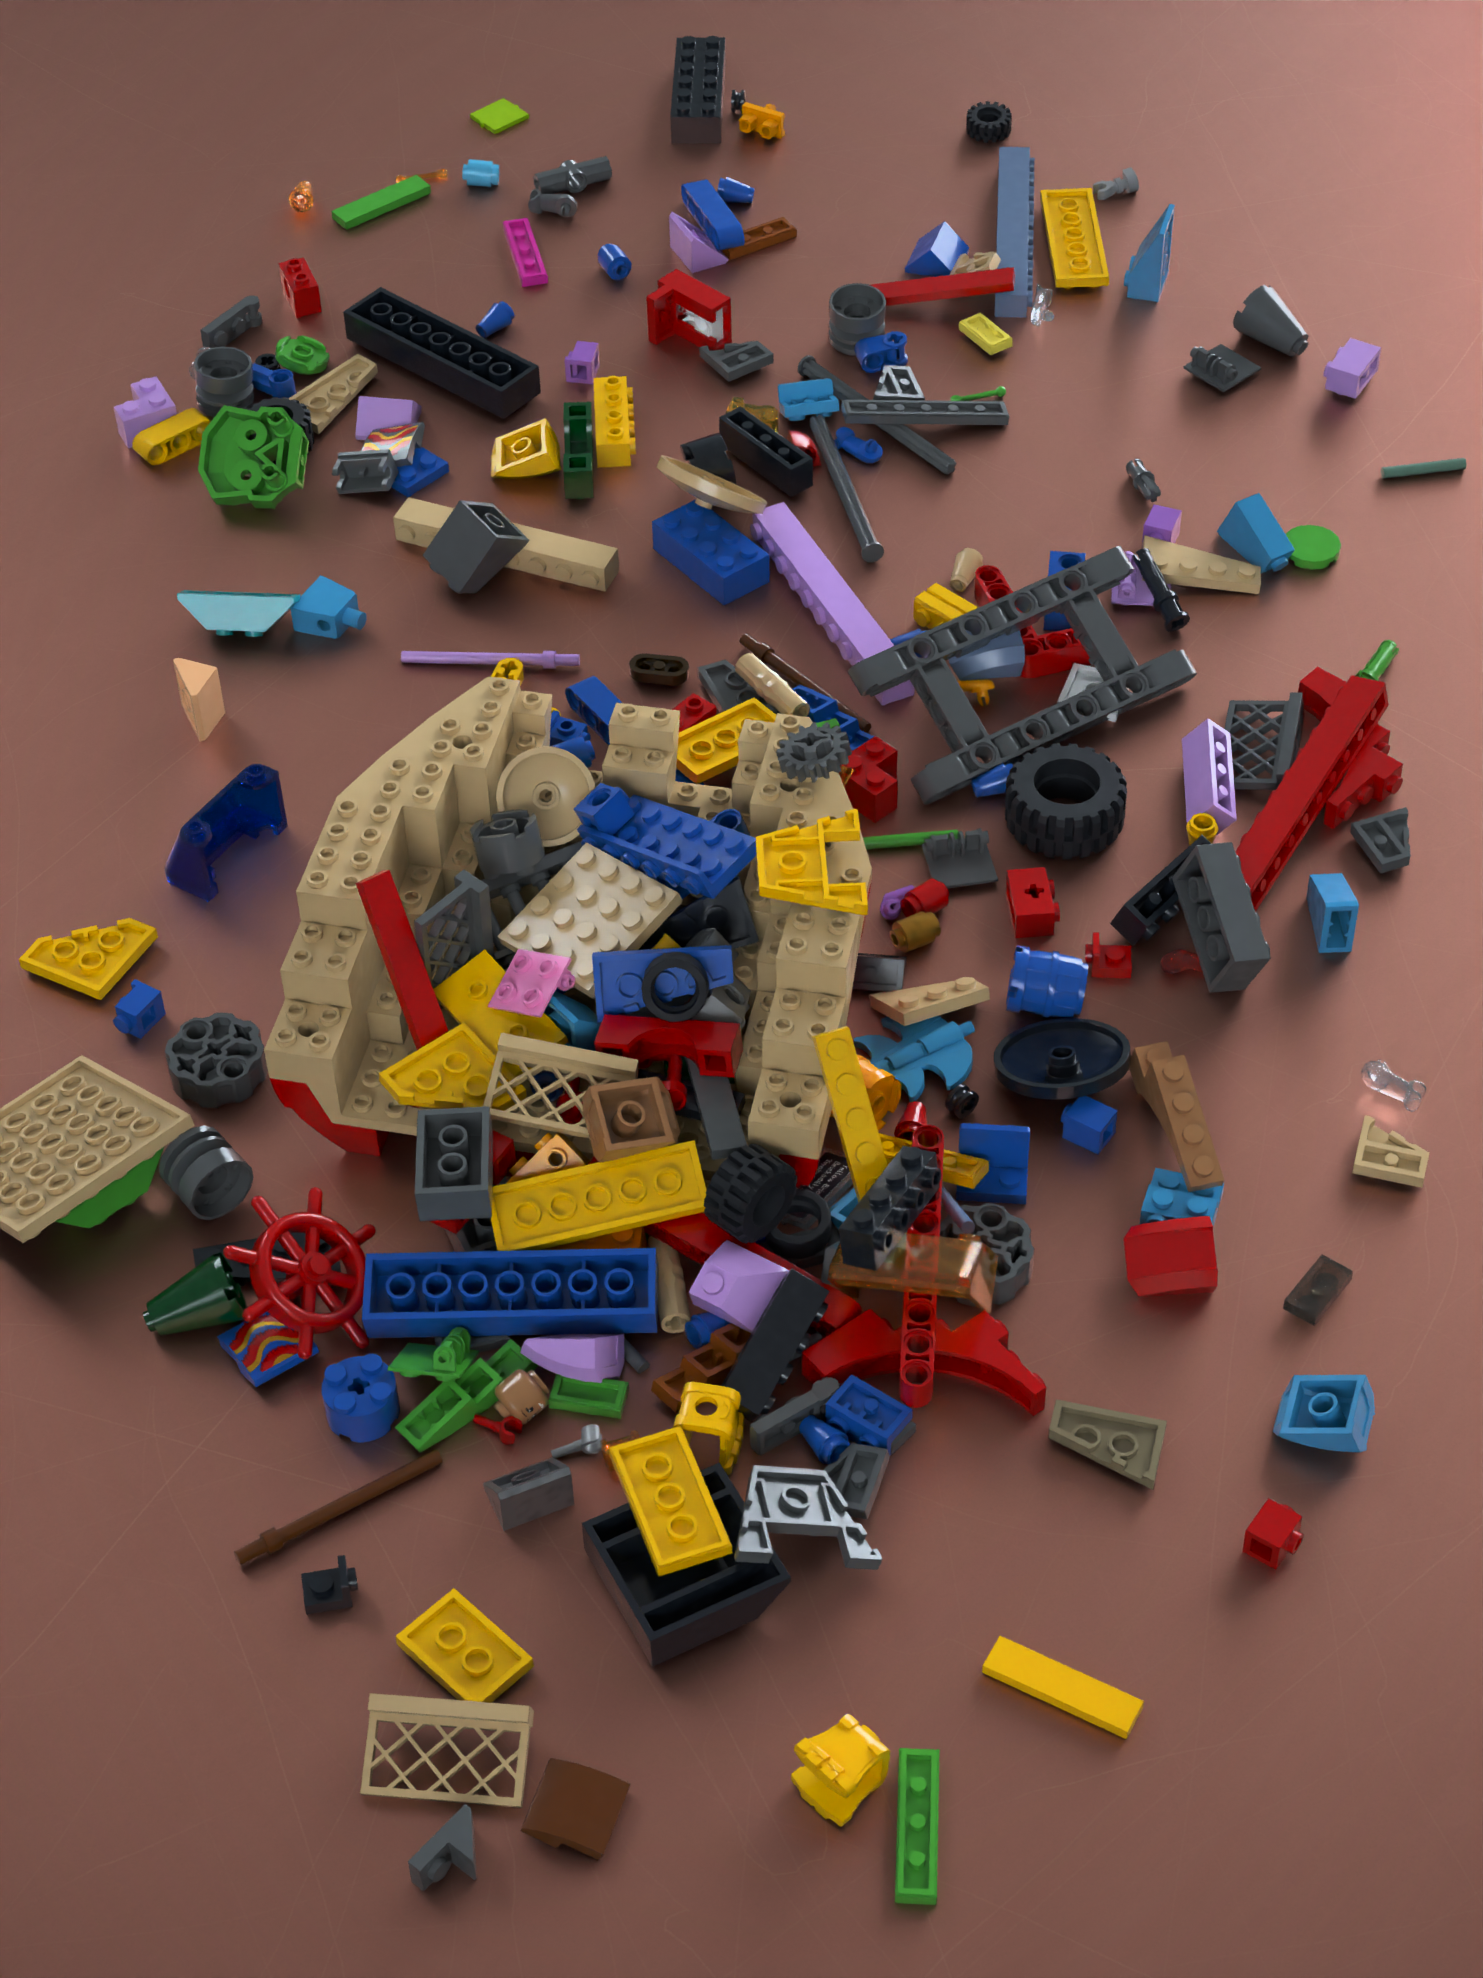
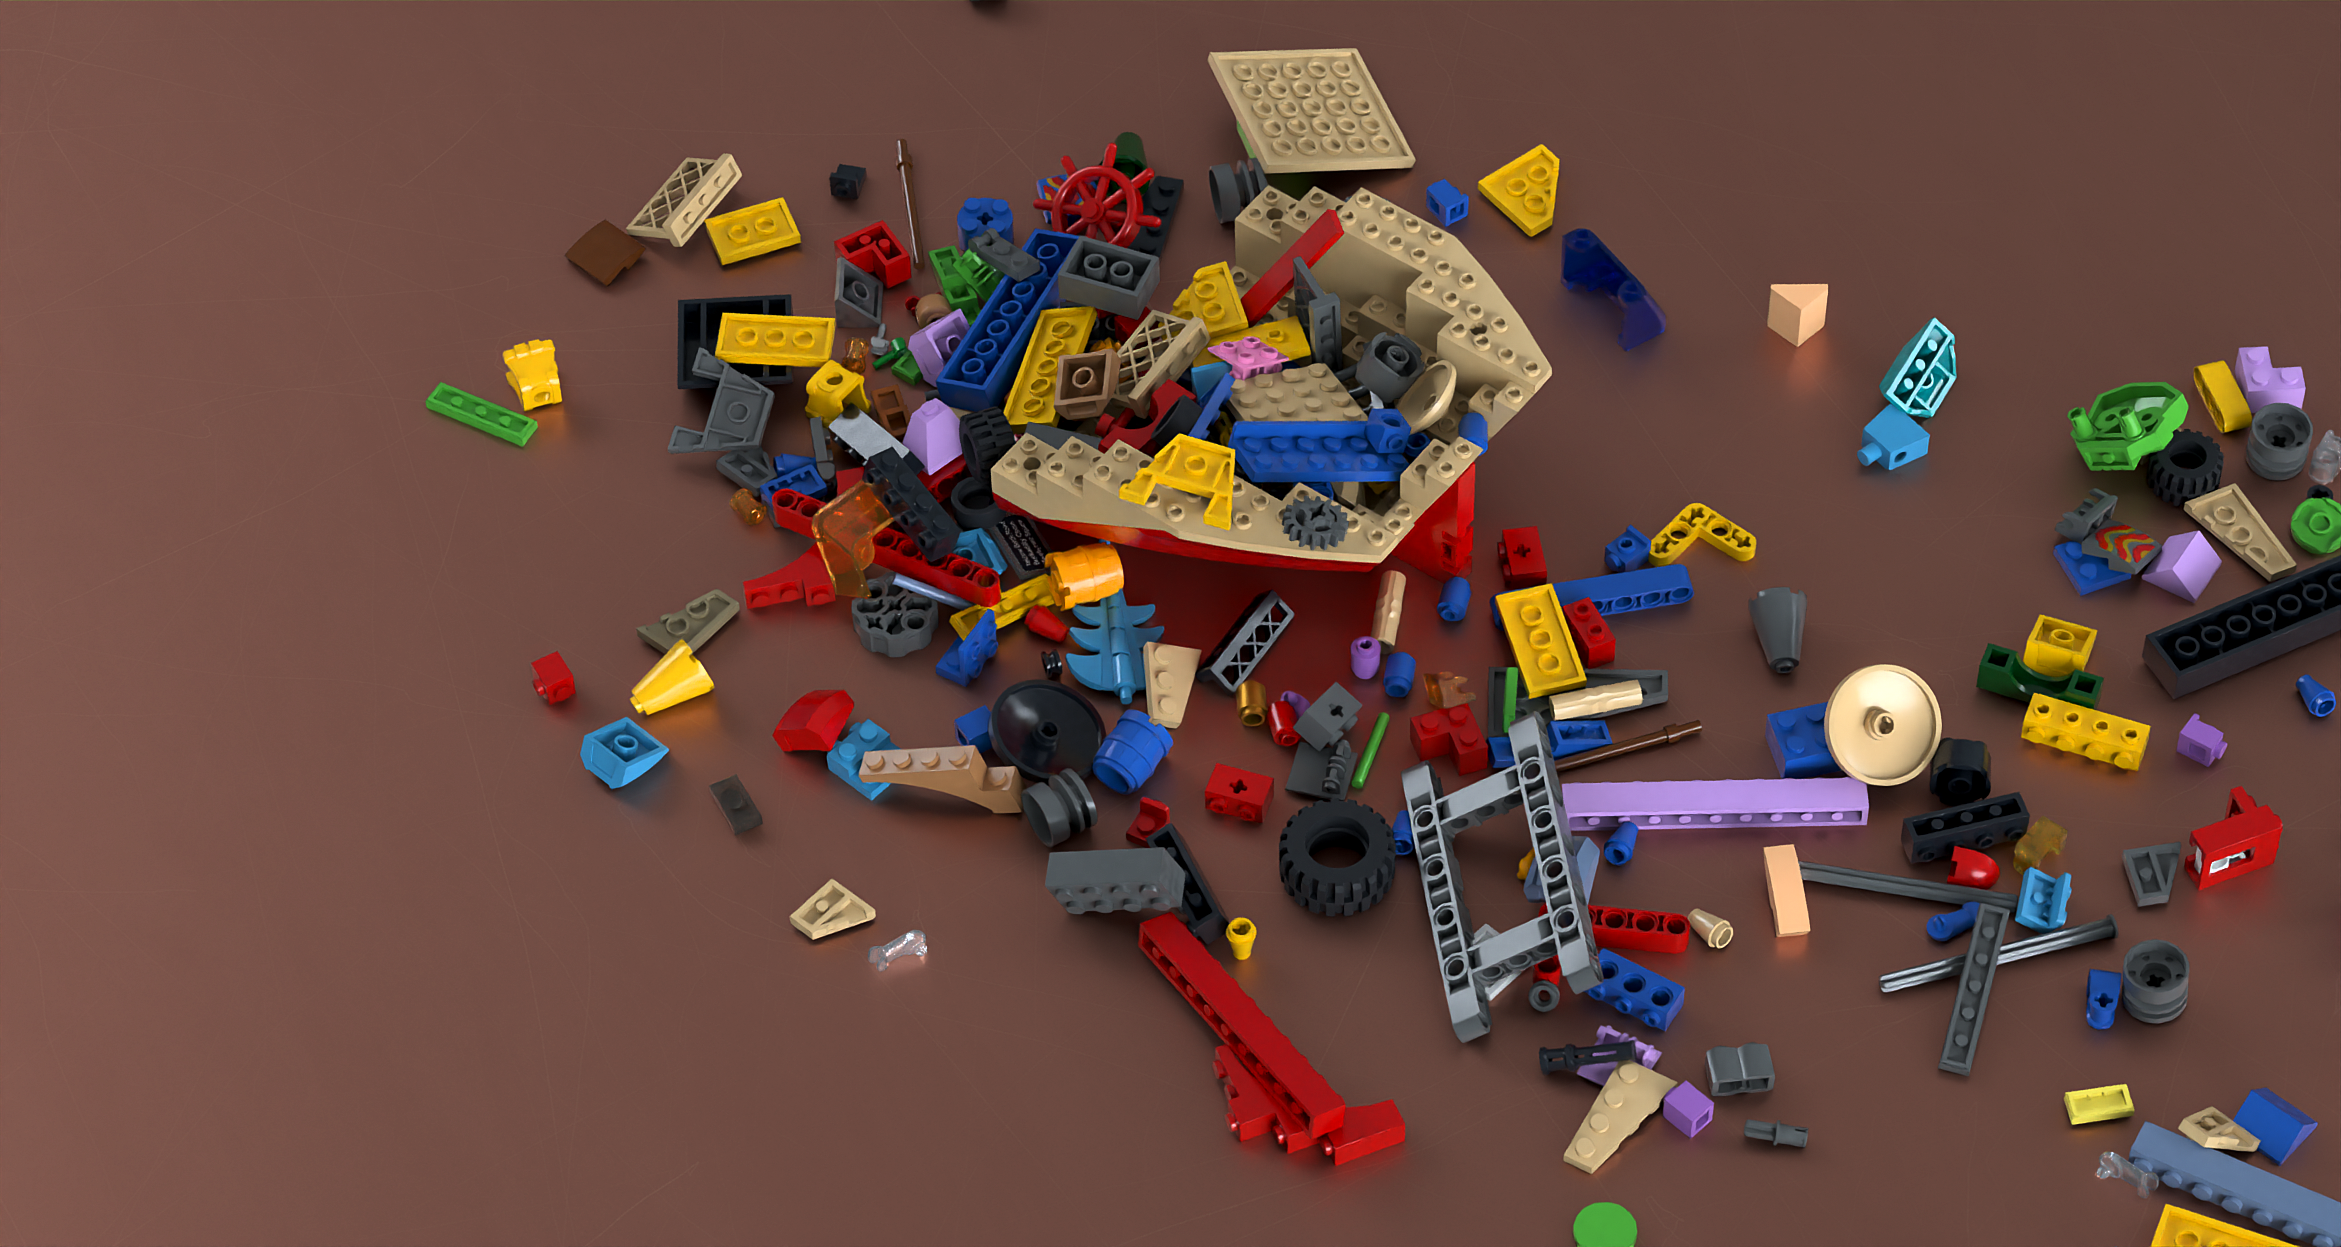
camera: 115 degrees right, 5 degrees up
(276, 383) = (2272, 490): blue piece -> none
(427, 1321) = (1004, 255): none -> dark grey plate
(451, 1844) = (613, 185): dark grey slope -> none
(453, 1487) = (876, 250): none -> red brick
(473, 545) = (1909, 549): dark grey slope -> none
(544, 555) = (1924, 591): tan brick -> none
(548, 659) = (1746, 574): lavender bar -> none
(588, 1415) = (898, 350): none -> green hand
(605, 609) = (1780, 625): none -> dark grey cone
(659, 669) = (1684, 650): dark brown plate -> none
(851, 1107) = (999, 492): yellow plate -> none
(898, 384) = (2032, 985): dark grey wing -> none
(903, 528) = (1786, 891): none -> light nougat slope
(905, 860) = (1328, 716): none -> dark grey brick
(909, 1457) = (748, 506): none -> clear orange bush
(939, 606) = (1648, 883): yellow brick -> none
(948, 286) = (2189, 1079): red tile -> none
(1000, 391) = (2000, 1040): bright green hinge -> none
(1063, 1687) = (523, 523): yellow tile -> none
(1099, 513) = (1739, 1069): none -> dark grey brick
(1151, 1007) = (1059, 807): none -> dark grey wheel
(1209, 774) = (1308, 976): lavender brick -> none
(1209, 1407) = (671, 681): none -> yellow cone
(1256, 534) = (1630, 1176): dark azure slope -> none
(1283, 745) = (1340, 1076): dark grey fence -> none
(1332, 912) = (1102, 990): dark azure slope -> none
(1379, 661) = (1384, 1176): bright green pin -> none
(1384, 839) = (1169, 1084): dark grey wing -> none

